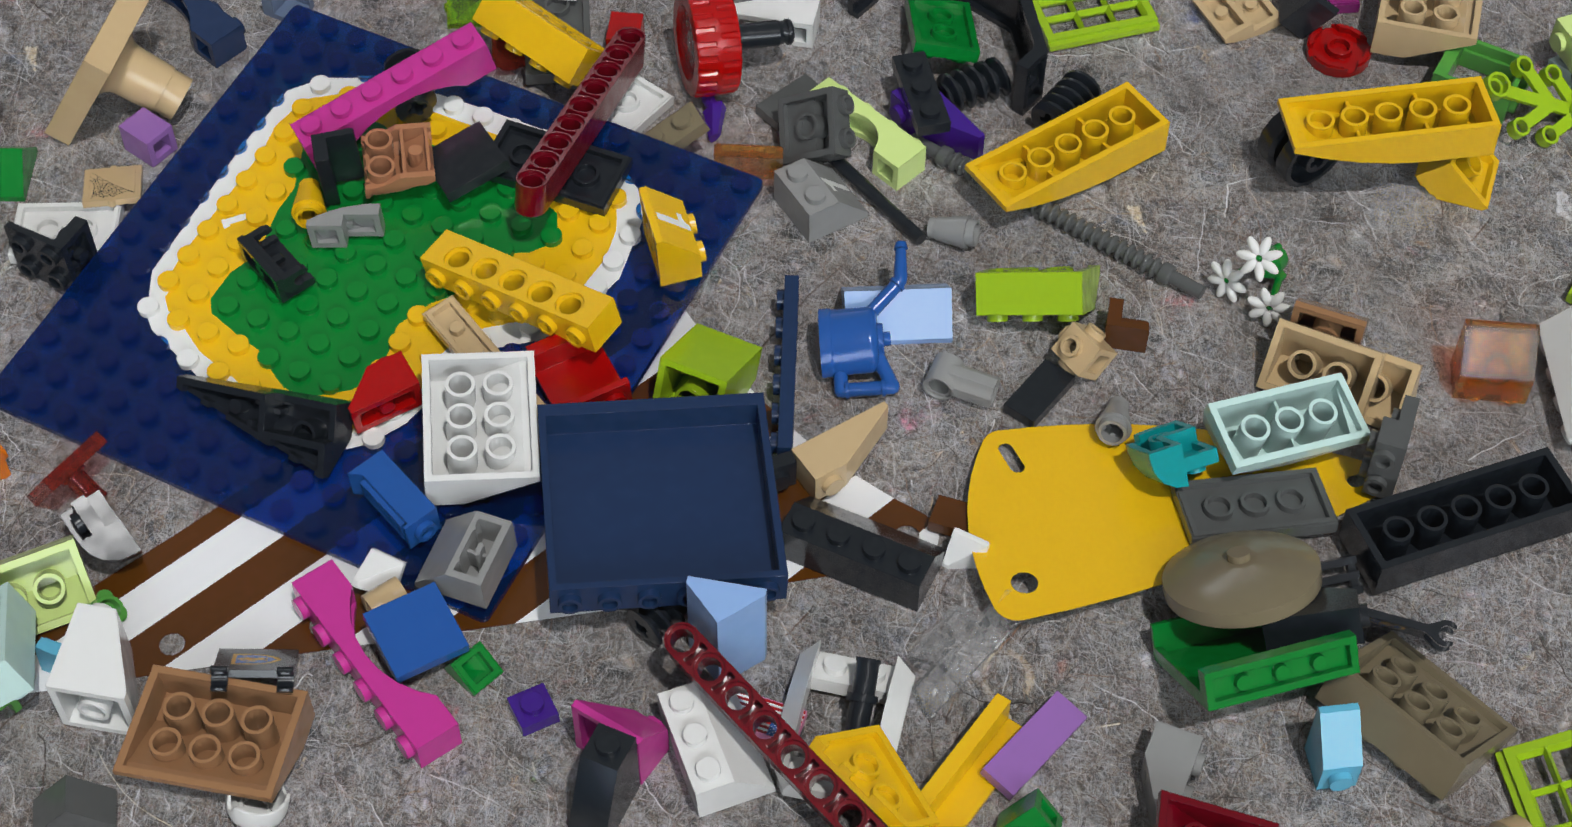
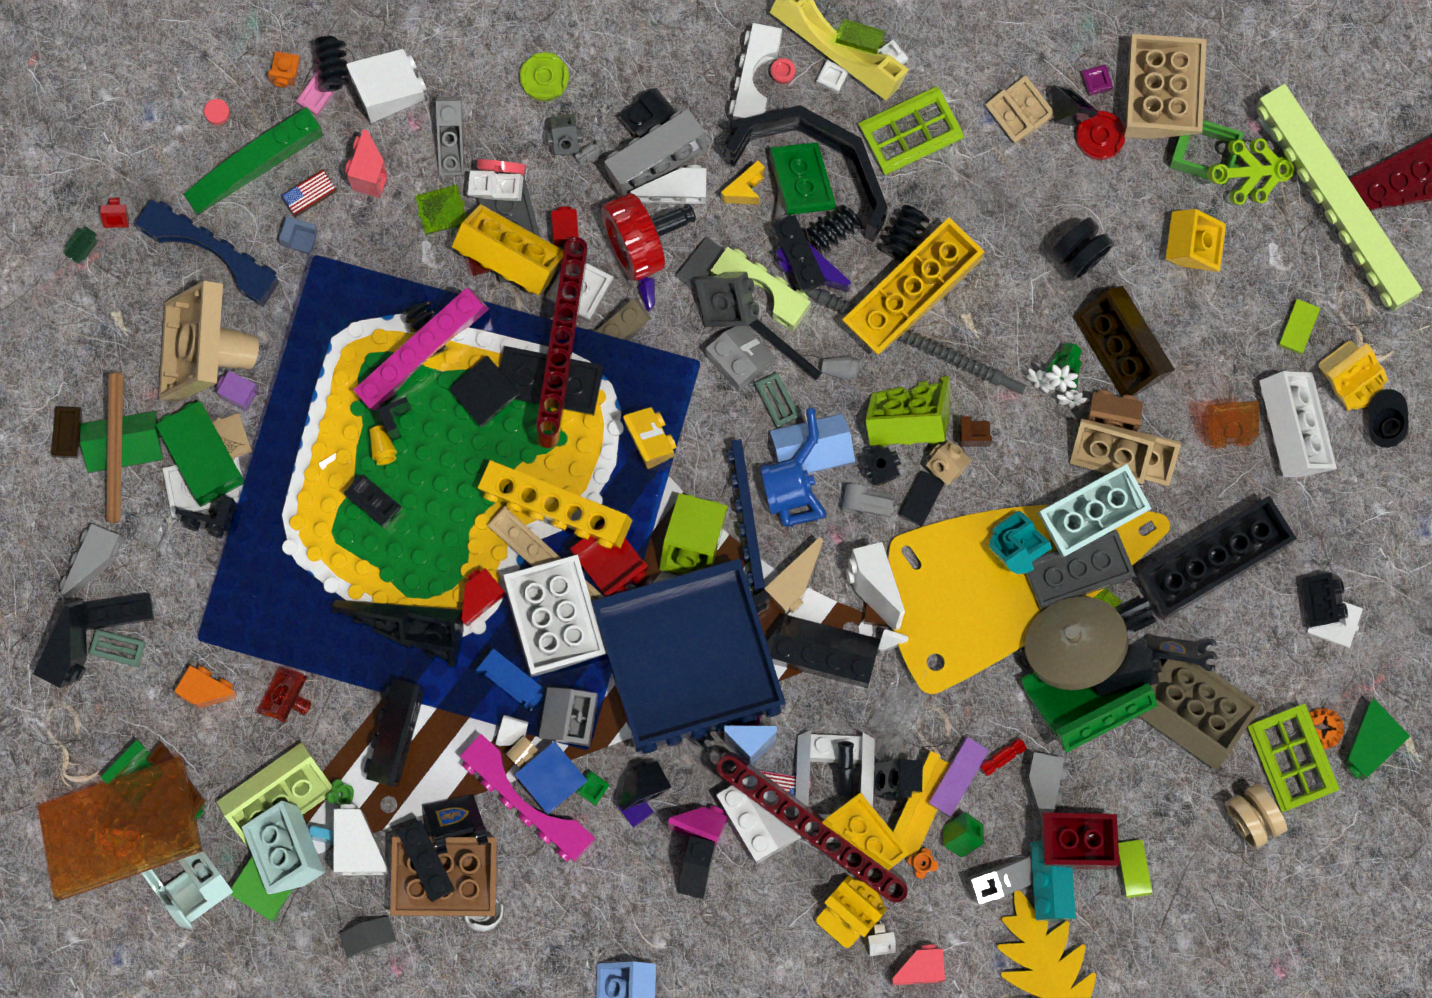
camera: 10 degrees left, 25 degrees up
(70, 184) = (200, 453): none -> green panel
(100, 530) = (321, 739): brick -> none
(191, 703) = (426, 861): none -> black plate
(211, 542) = (395, 733): none -> black slope
(335, 226) = (407, 465): light grey slope -> none
(397, 158) = (437, 400): nougat slope -> none
(553, 670) = (643, 784): none -> black slope
(752, 159) = (685, 339): clear orange tile -> none
(864, 31) = (740, 191): none -> yellow slope
(865, 277) = (786, 419): none -> sand green tile
(940, 719) = (898, 779): none -> black brick
(953, 464) = (875, 583): none -> white slope
(990, 340) = (885, 474): none -> black brick
(1107, 731) = (1003, 757): none -> red axle
(1114, 422) = (977, 517): light grey cone -> none
(1335, 747) = (1147, 750): medium azure slope -> none
(1347, 256) = (1123, 342): none -> dark brown slope
(1388, 450) = (1163, 518): dark grey plate -> none
(1395, 122) = (1143, 240): yellow slope -> none

